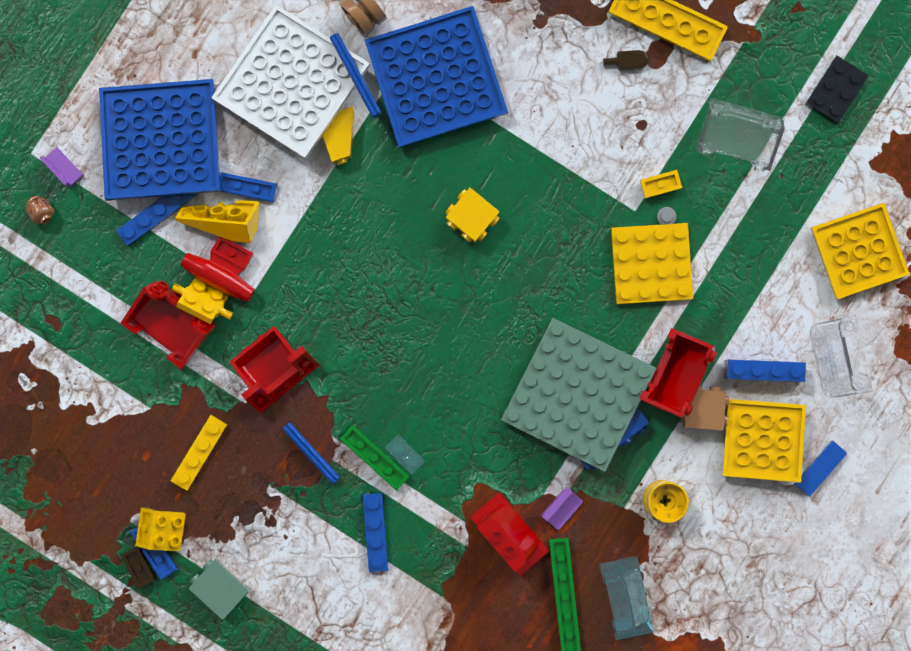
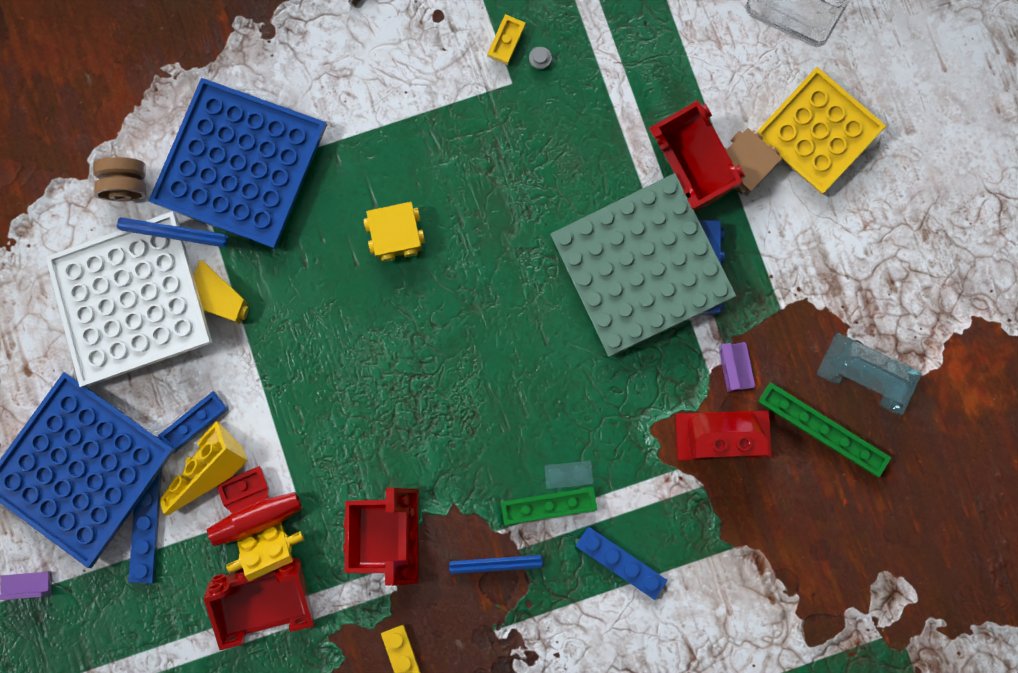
camera: 55 degrees left, 5 degrees down
(39, 210) = (46, 642): nougat head -> none
(652, 263) = (572, 105): yellow plate -> none
(673, 508) = (818, 261): yellow wheel -> none
(765, 370) = (754, 80): blue brick -> none
(821, 468) = (884, 100): blue tile -> none

